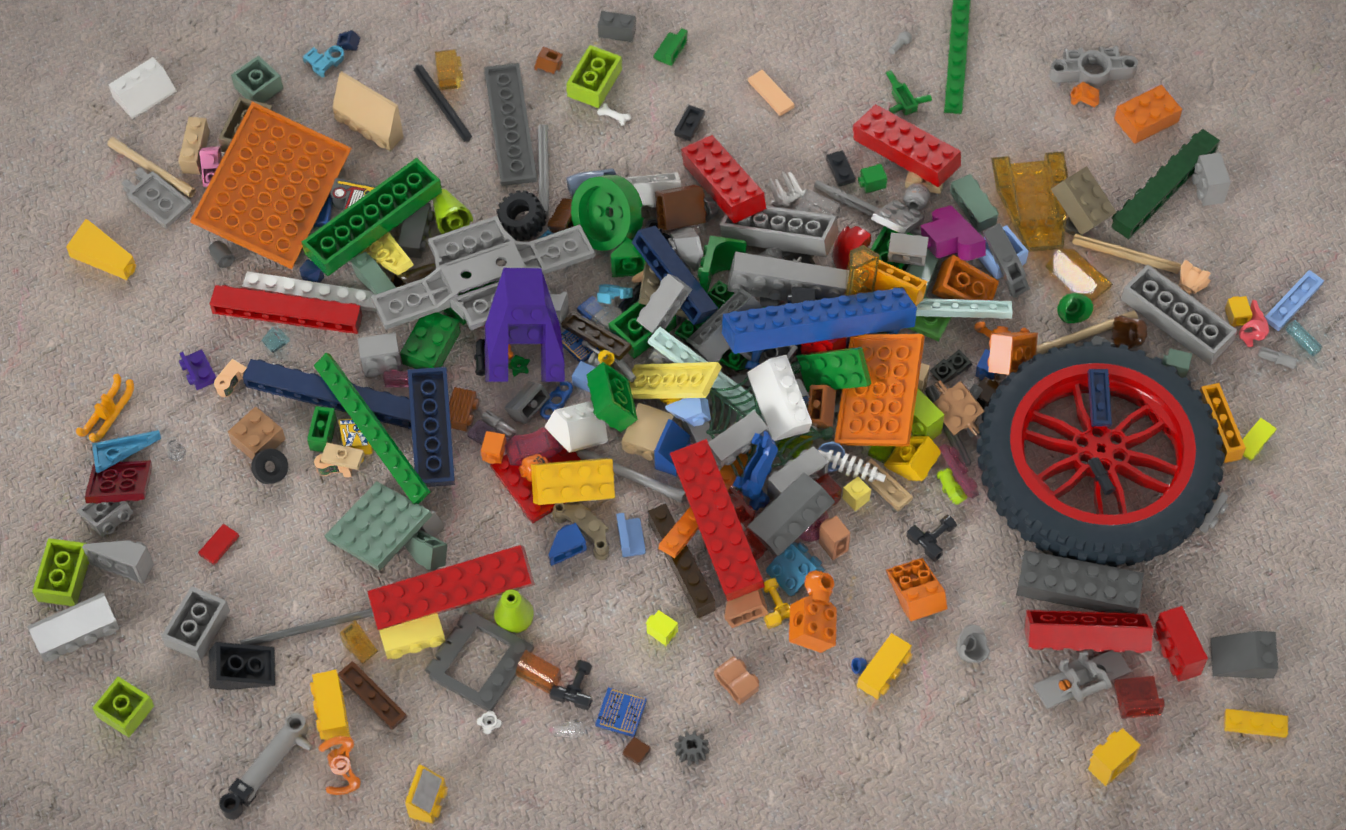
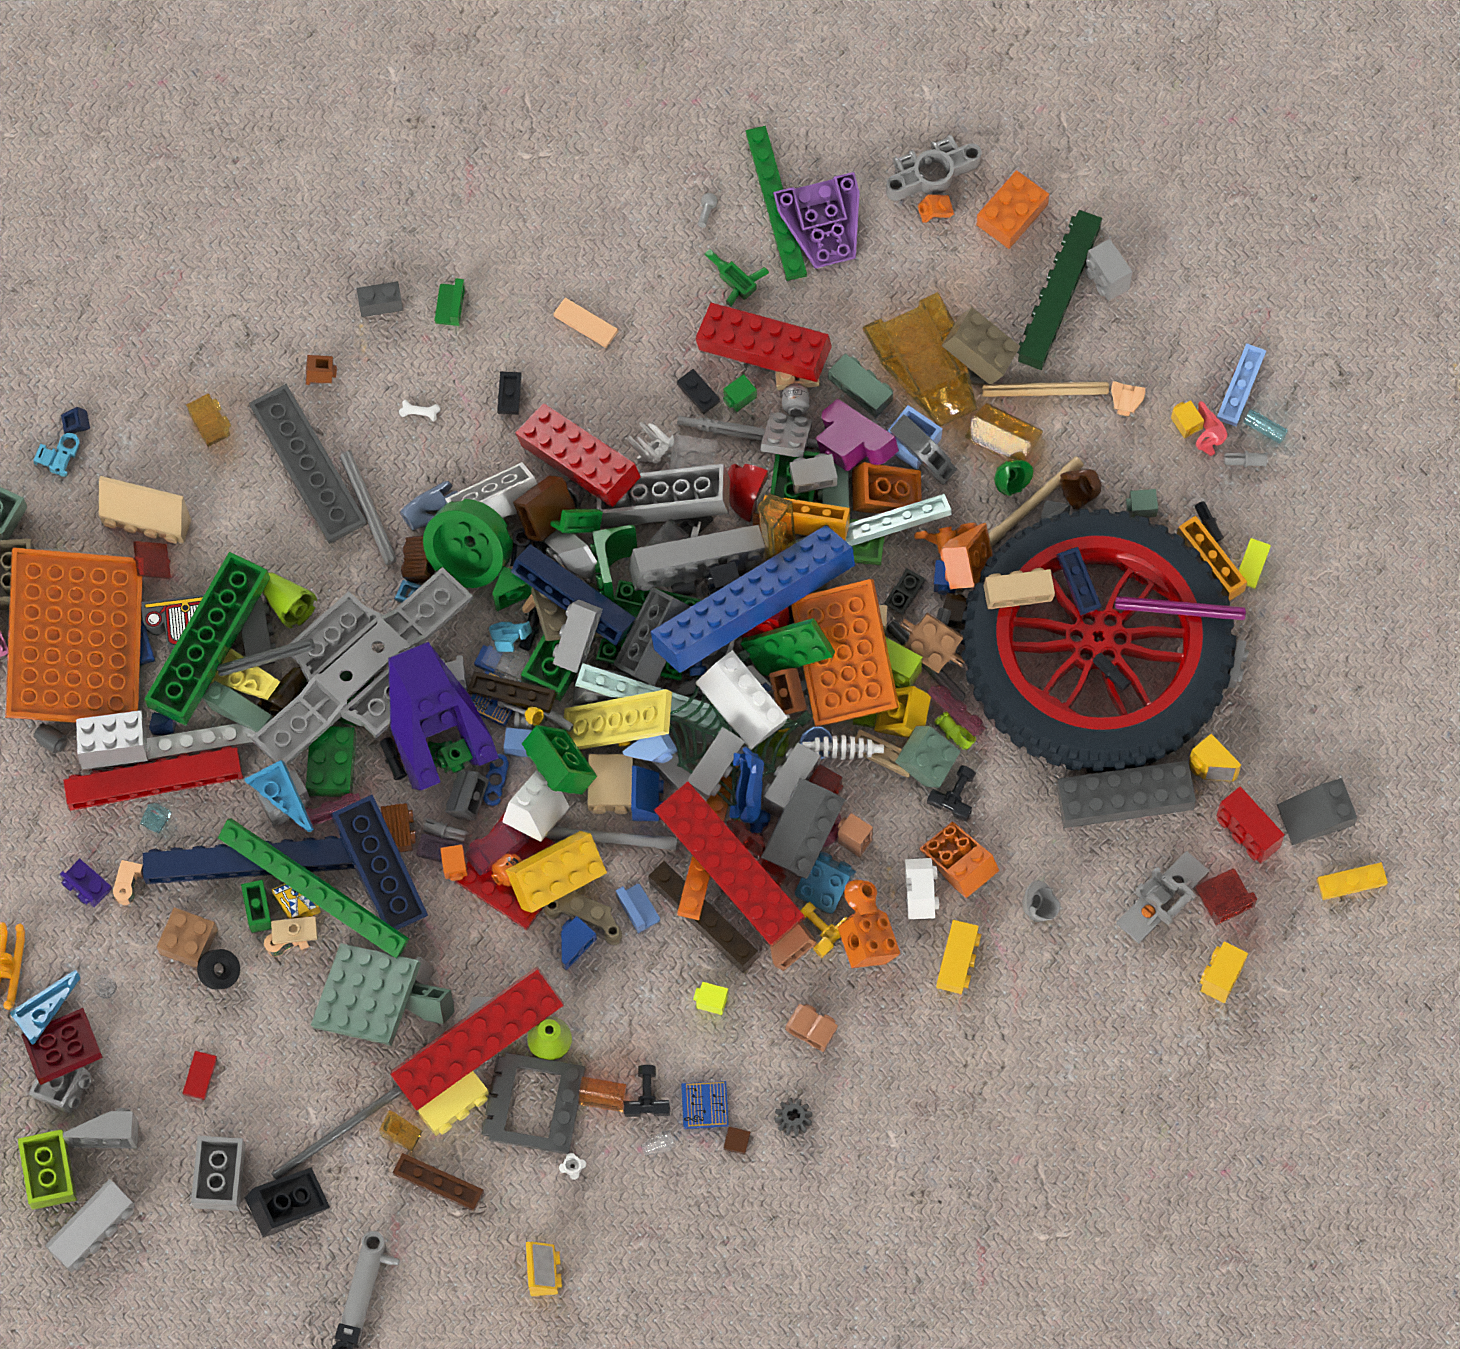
camera: 20 degrees left, 10 degrees up
(123, 706) = (182, 1291): lime brick -> none
(265, 267) = (111, 739): none -> brick
(329, 705) = (403, 1213): yellow brick -> none
(340, 764) = (439, 1268): orange piece -> none
(358, 152) = (152, 559): none -> clear red piece
(375, 339) = (278, 787): none -> dark azure wing
(410, 242) = (266, 657): none -> dark grey axle
(442, 102) = (218, 463): black axle -> none
(518, 203) = (354, 568): black tyre -> none
(529, 369) = (453, 756): none -> green brick
(594, 76) = (380, 373): lime brick -> none
(702, 223) = (578, 521): none -> green panel
(856, 493) = (859, 775): light yellow brick -> none
(859, 665) = (931, 965): blue hinge -> none
(873, 598) = (920, 888): none -> white brick
(920, 496) = (927, 756): none -> sand green brick
(990, 74) = (823, 218): none -> medium lavender wedge
(1045, 385) = (1018, 588): none -> tan brick
(1088, 631) = (1152, 844): red brick -> none
(1166, 581) = (1213, 761): none -> yellow slope
(1179, 314) = (1126, 446): light grey brick -> none
(1180, 445) = (1180, 608): none -> magenta axle
(1229, 394) = (1208, 521): none -> black axle

